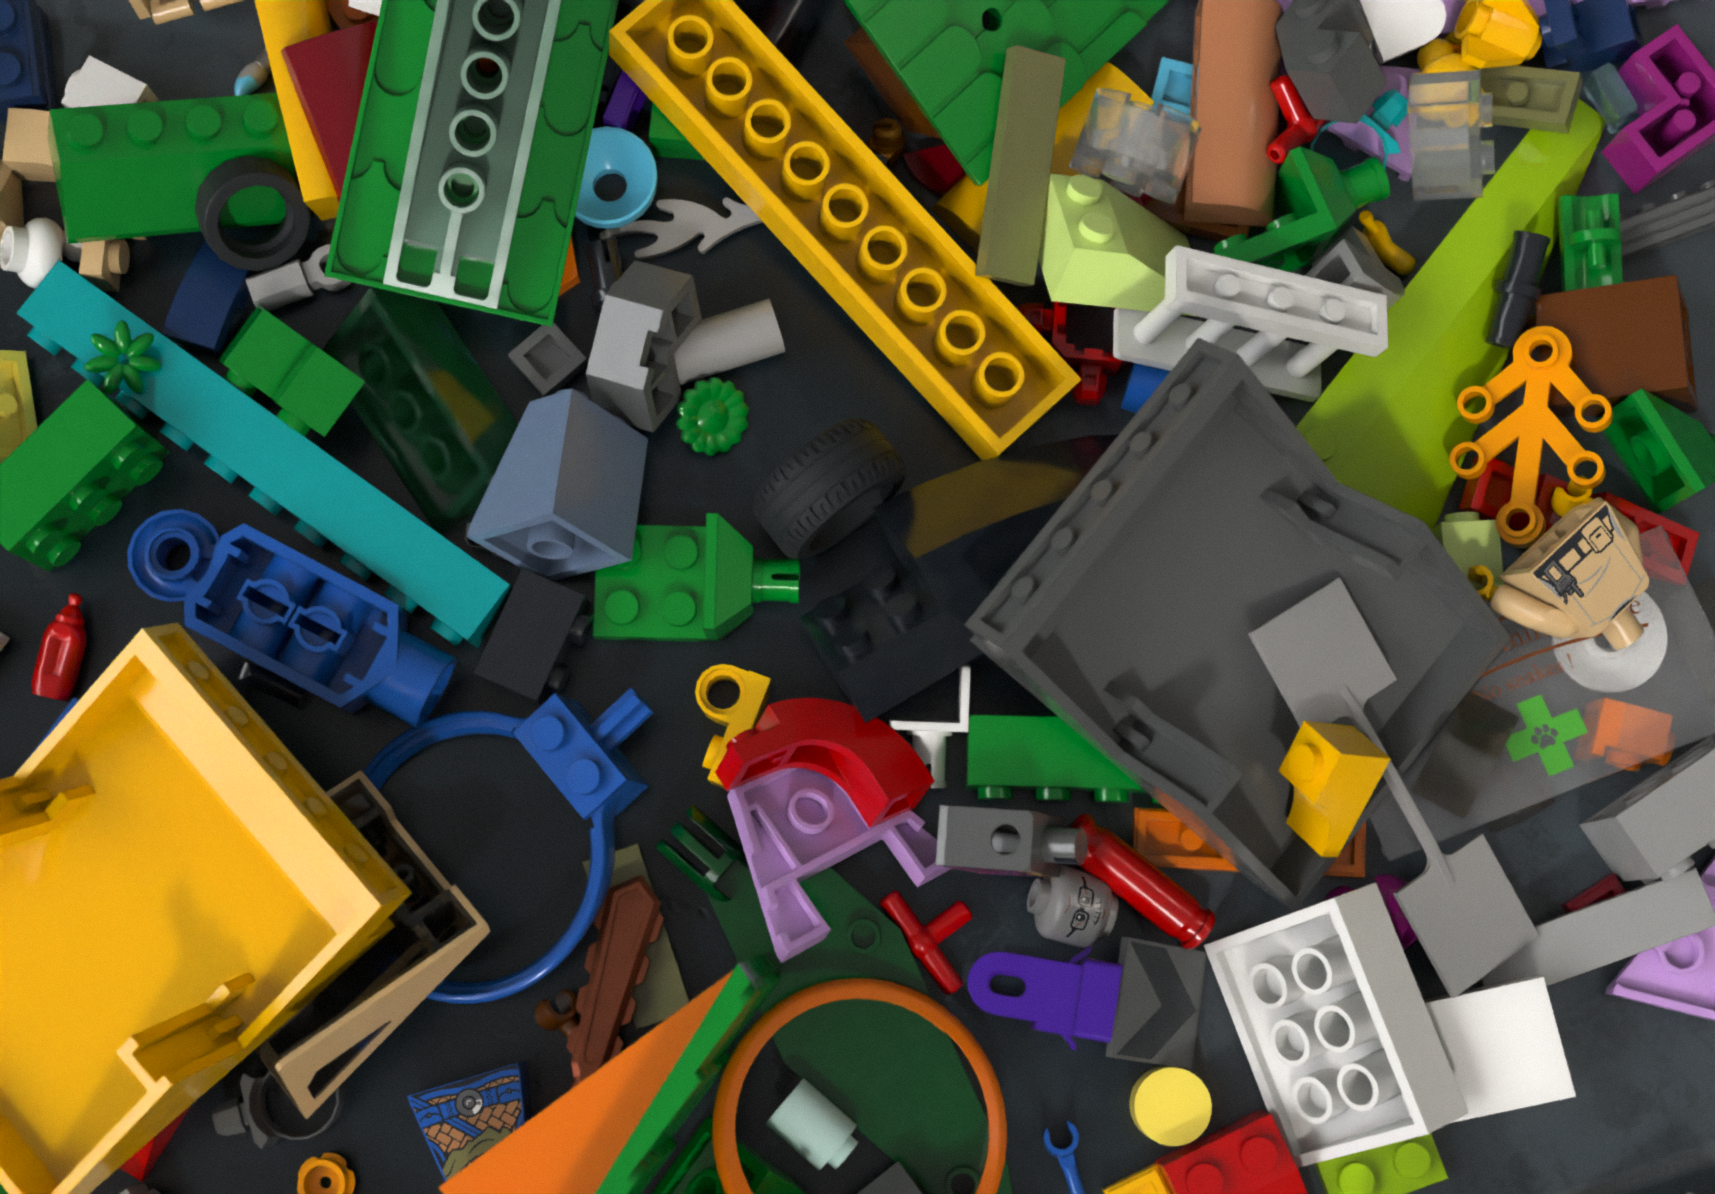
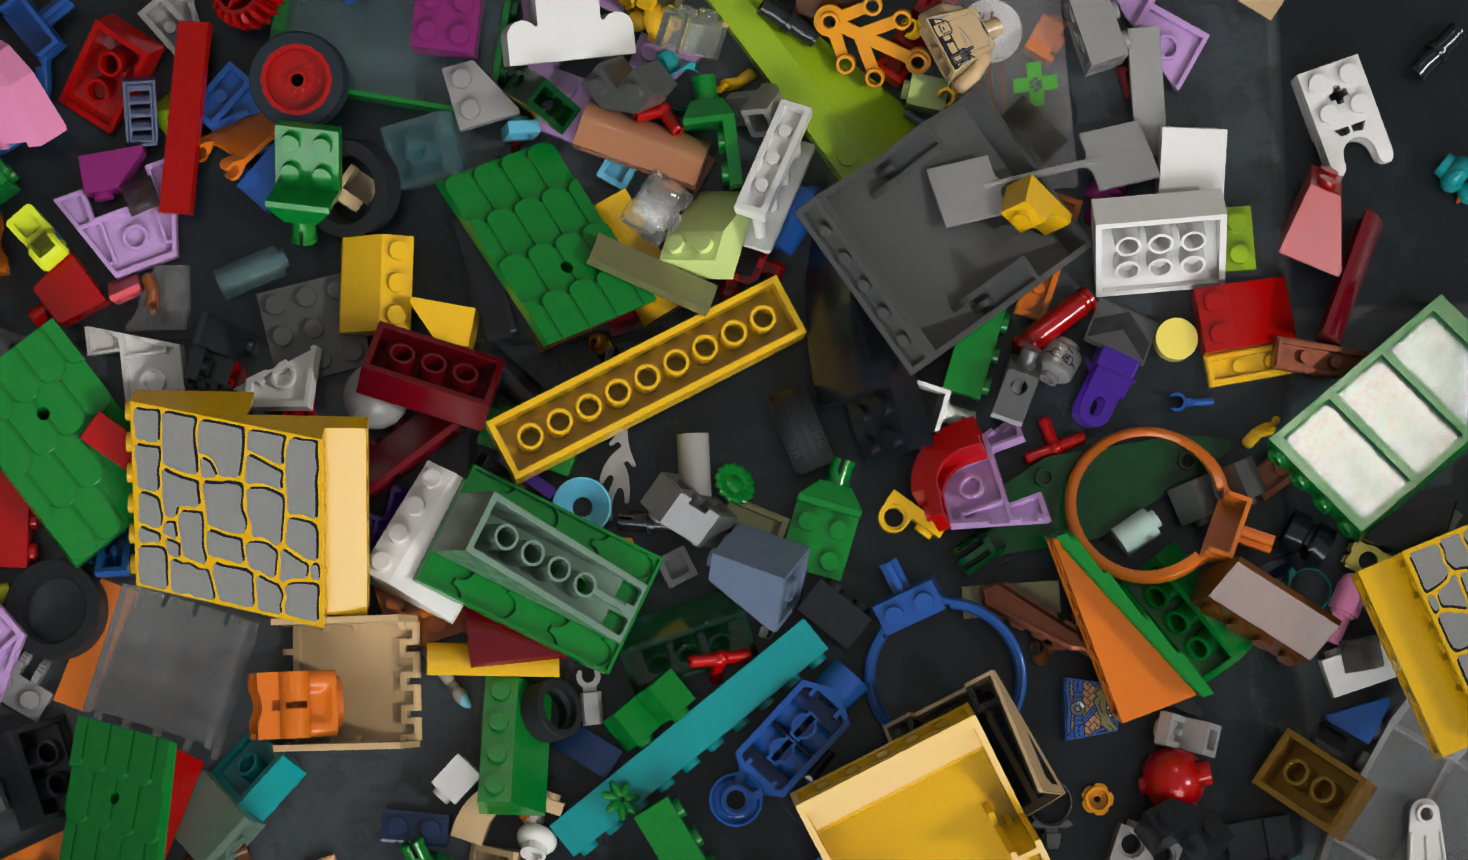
camera: 75 degrees left, 5 degrees up
(404, 466) = (718, 661): none -> red piece
(664, 474) = (759, 518): none -> olive tile

